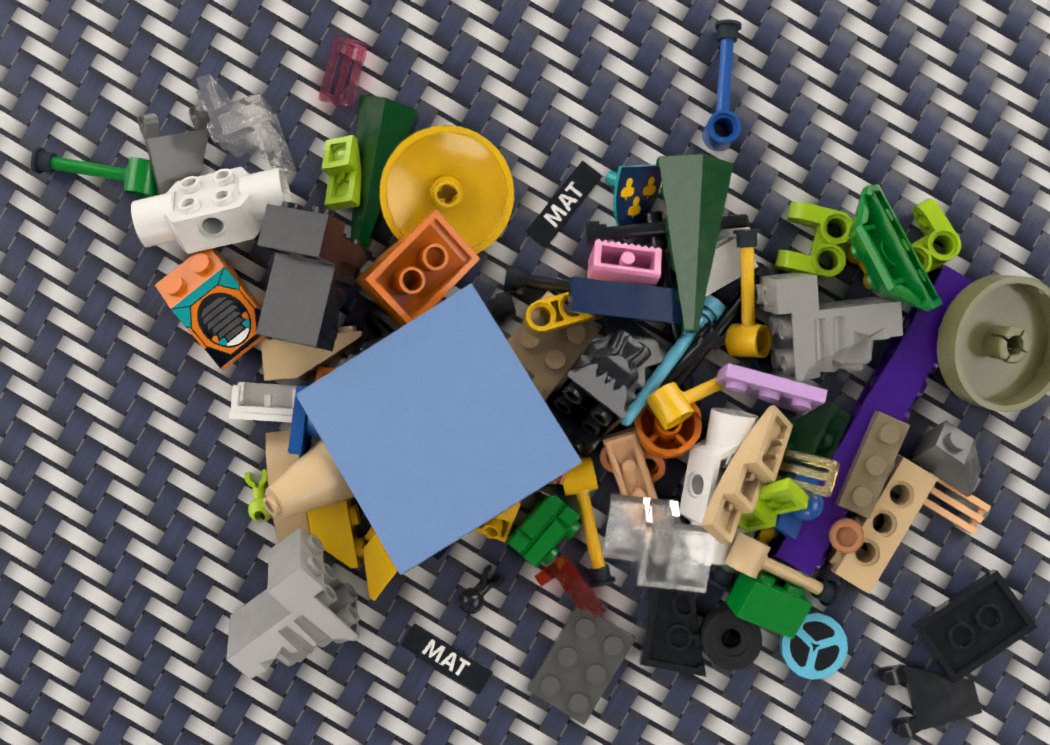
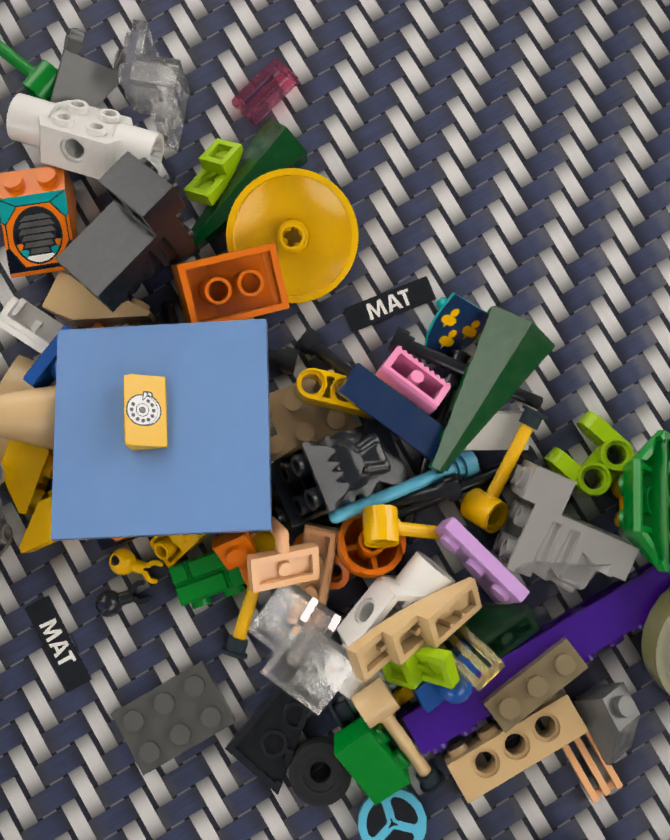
camera: 25 degrees right, 5 degrees down
(417, 422) = (145, 412): none -> yellow slope
(470, 557) = (129, 563): none -> yellow arm
(562, 495) = (233, 551): none -> orange plate
(571, 581) = (205, 634): clear red plate -> none
(605, 485) = (284, 564): none -> light nougat plate
(727, 36) = (569, 304): blue piece -> none
(846, 535) = (476, 736): nougat tile -> none

